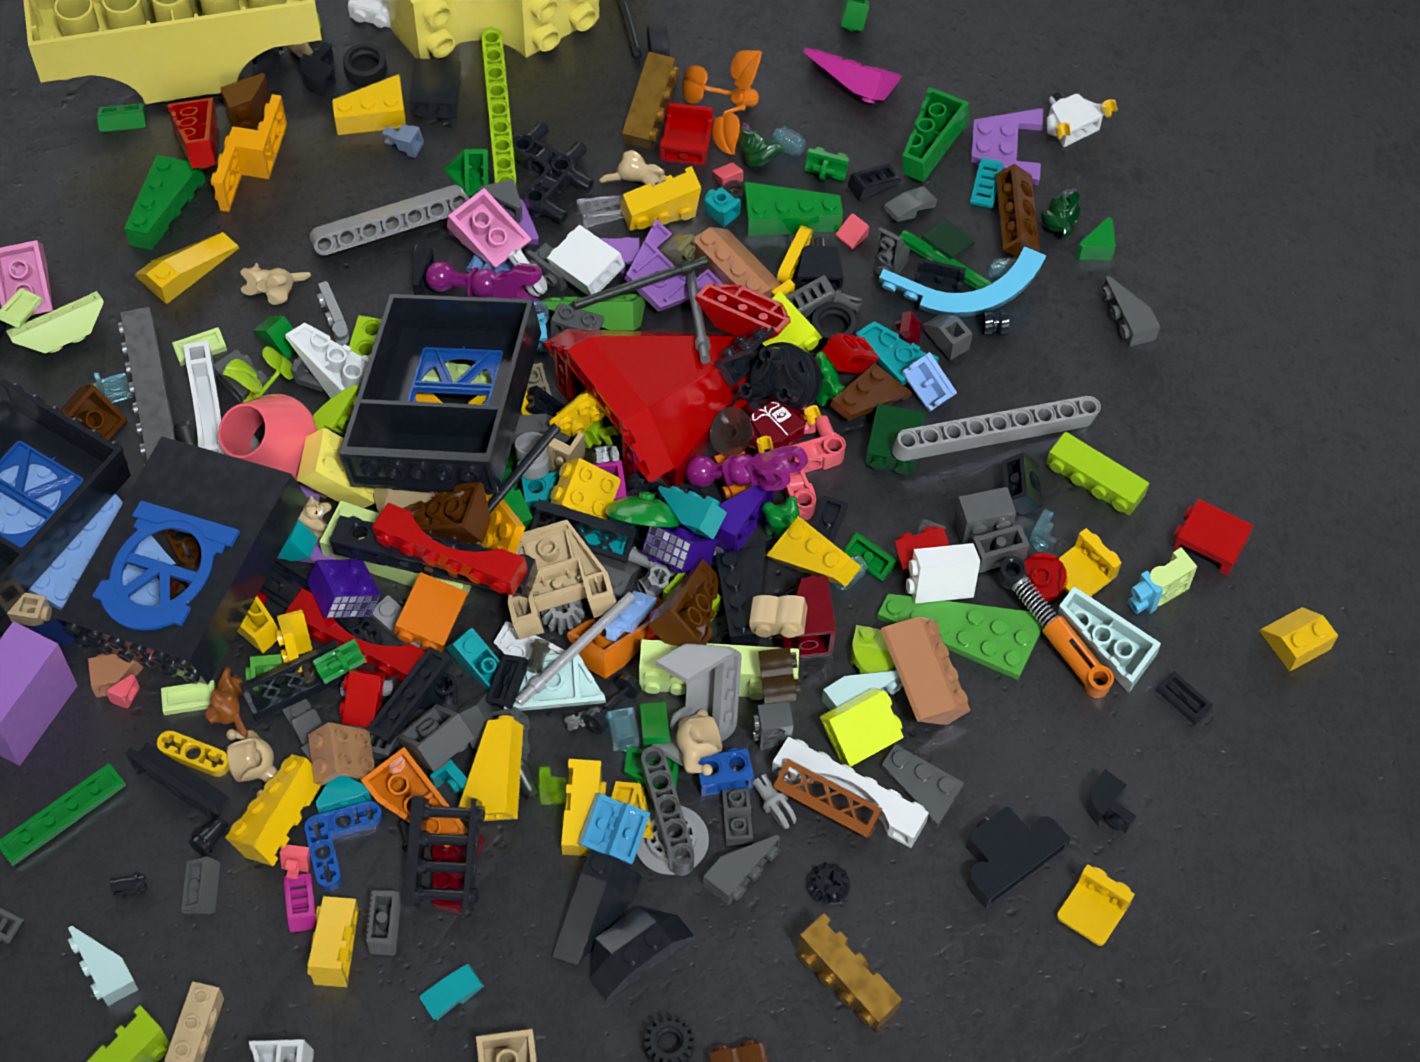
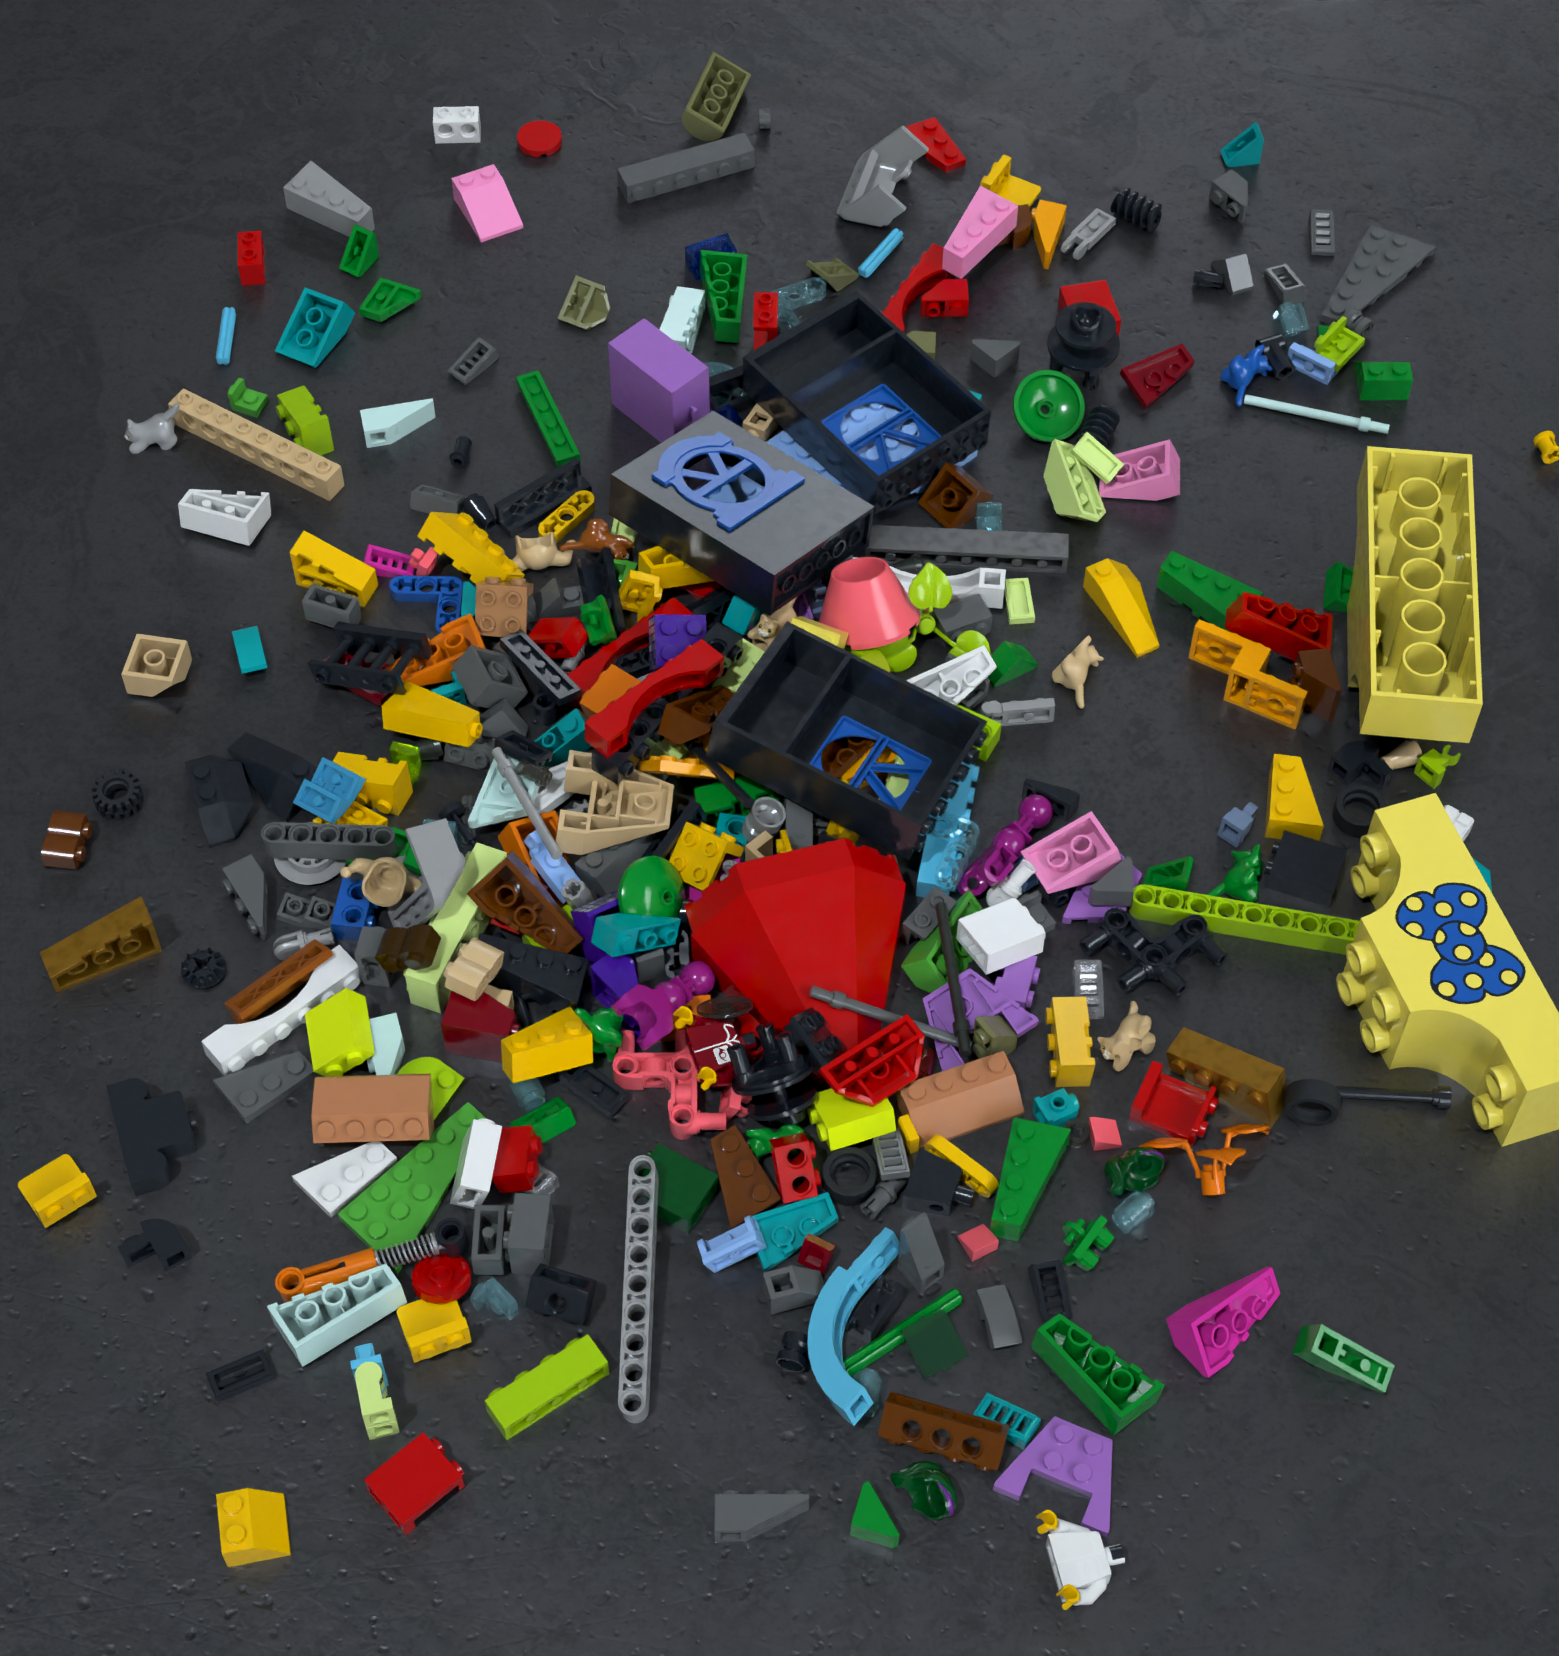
camera: 110 degrees right, 5 degrees down
(378, 218) = (1126, 784): light grey beam -> none
(461, 125) = (1242, 879): none -> green animal
(985, 687) = (345, 1177): none -> white wing

